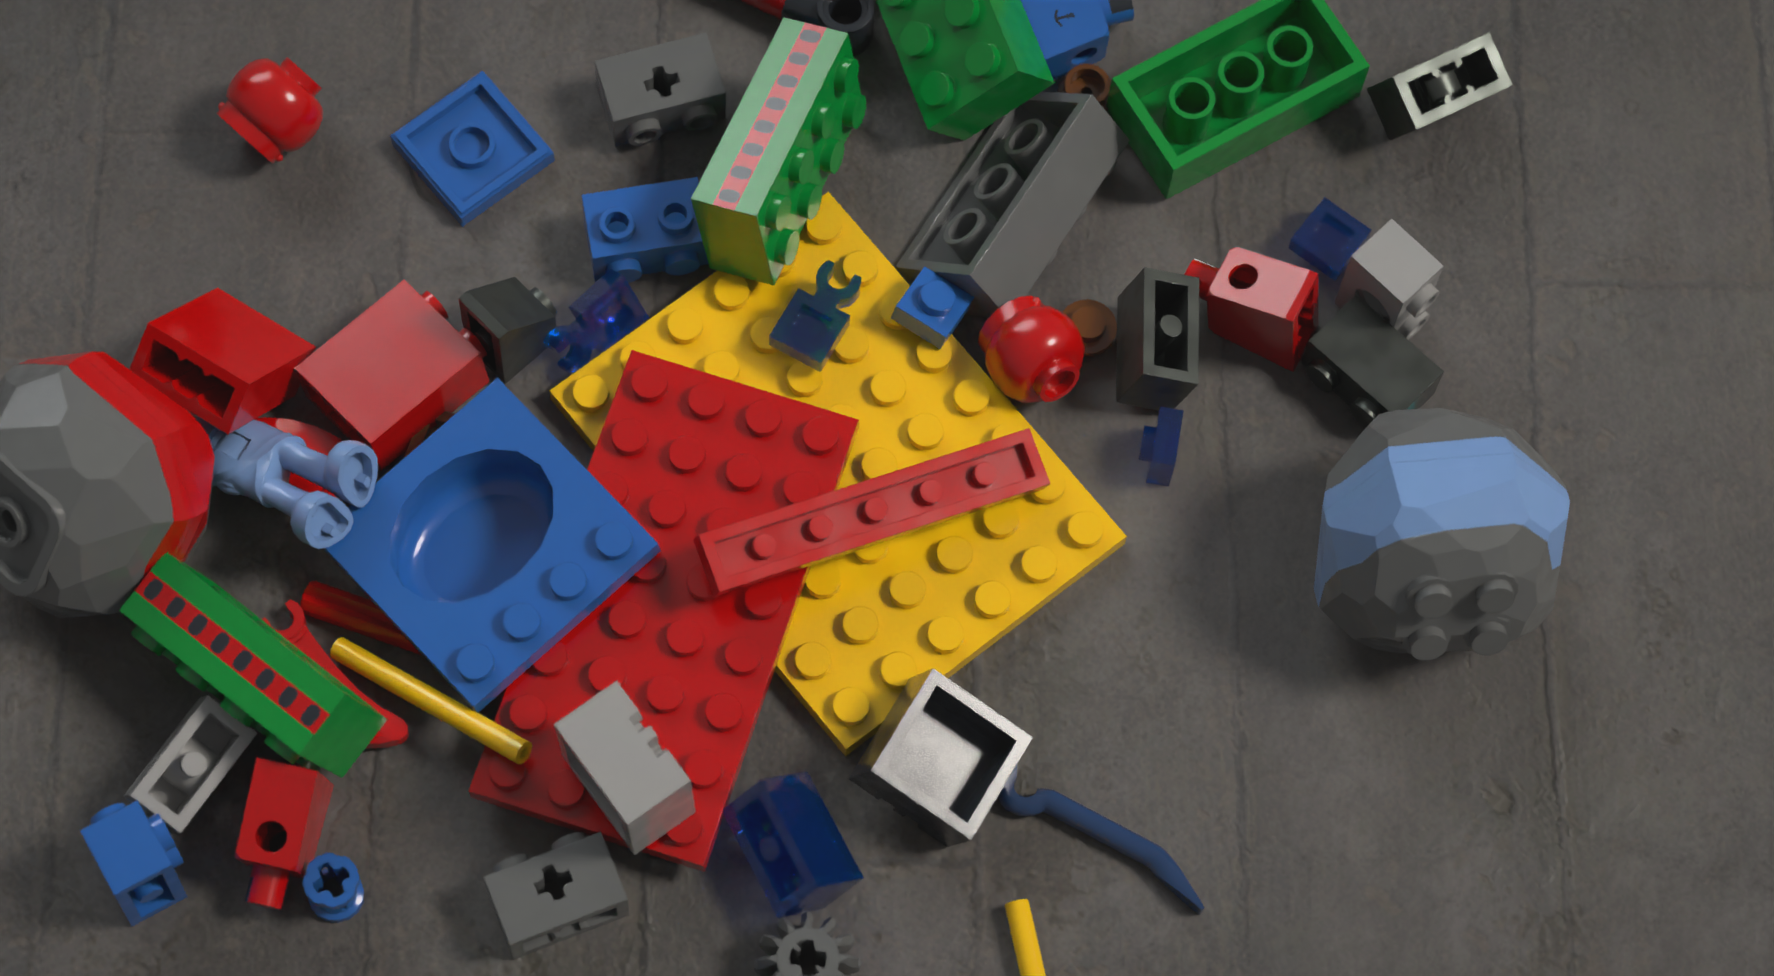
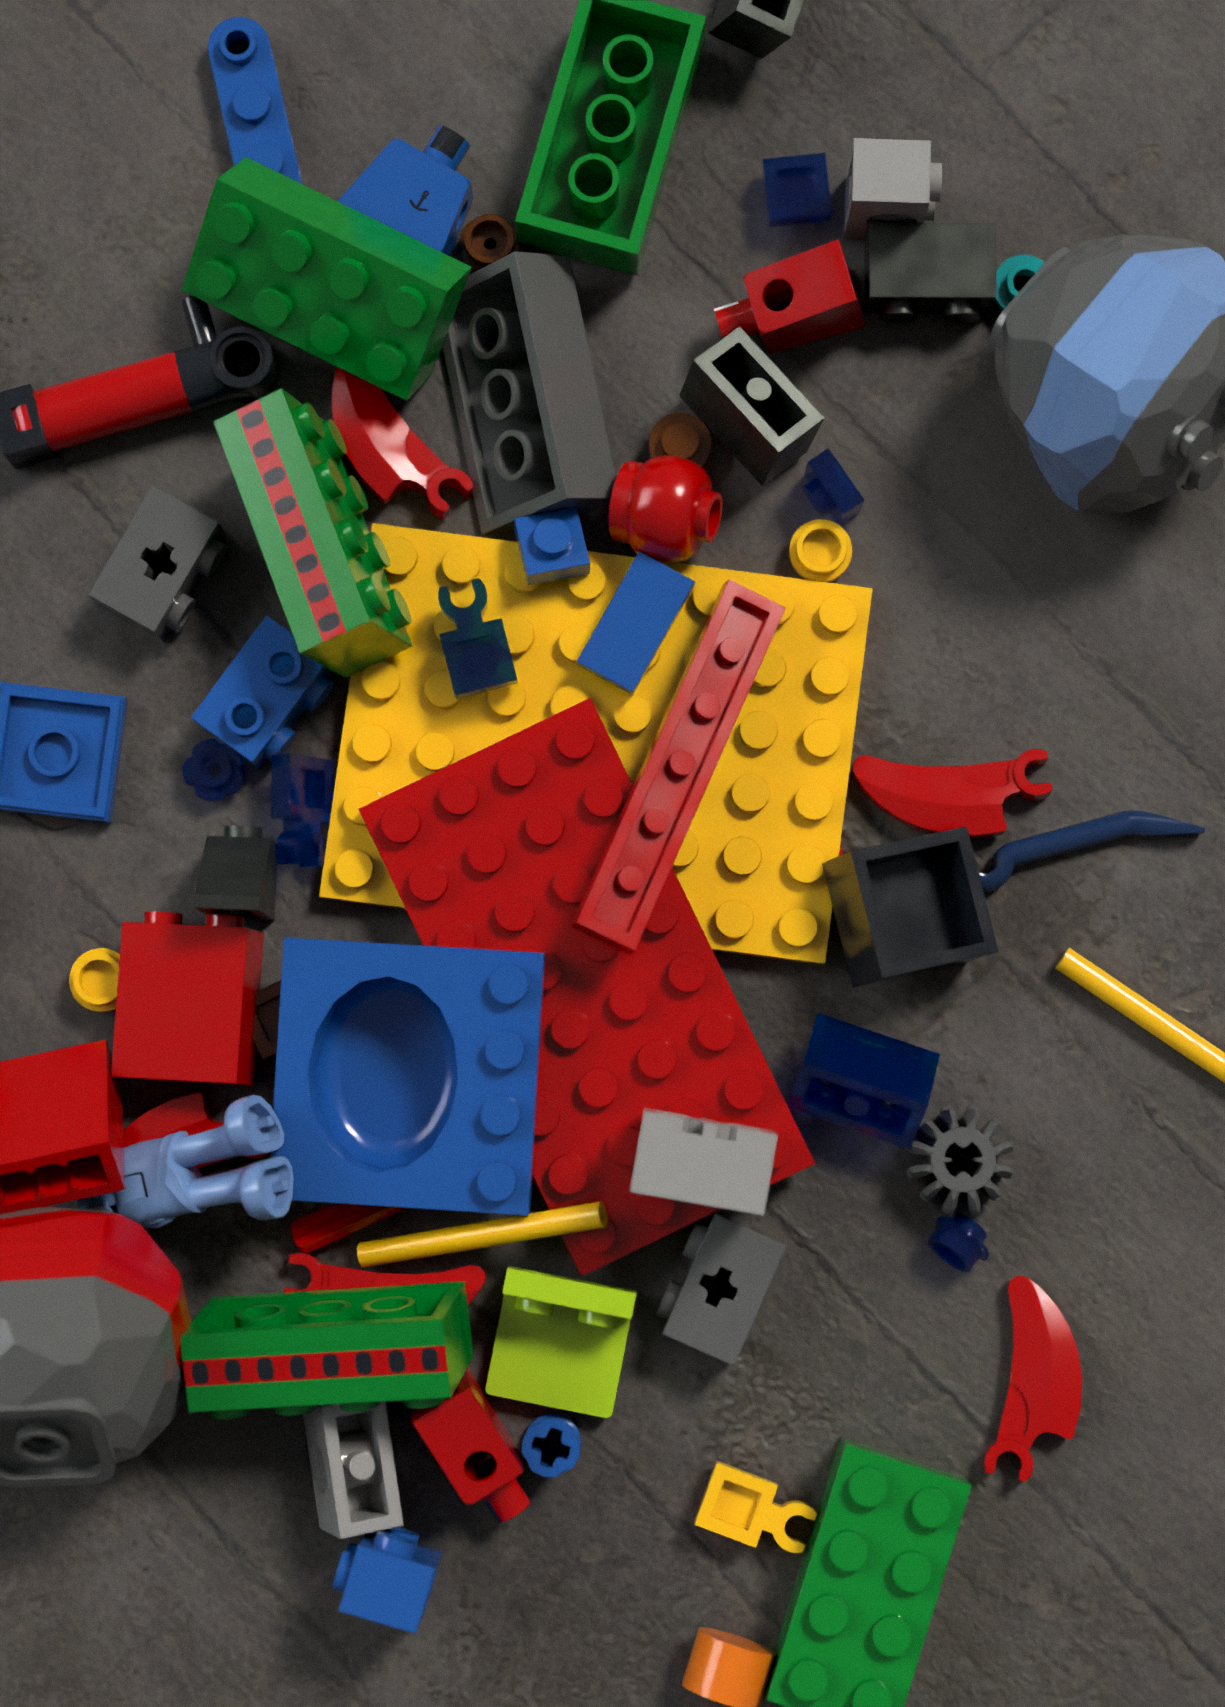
camera: 35 degrees left, 15 degrees up
(346, 305) = (95, 979): none -> yellow plate
(413, 825) = (560, 1342): none -> lime bracket
(558, 264) = (213, 787): none -> clear blue plate
(884, 156) = (384, 448): none -> red piece
(939, 405) = (635, 623): none -> blue tile
(1058, 731) = (950, 796): none -> red piece
(1115, 481) = (820, 550): none -> yellow plate

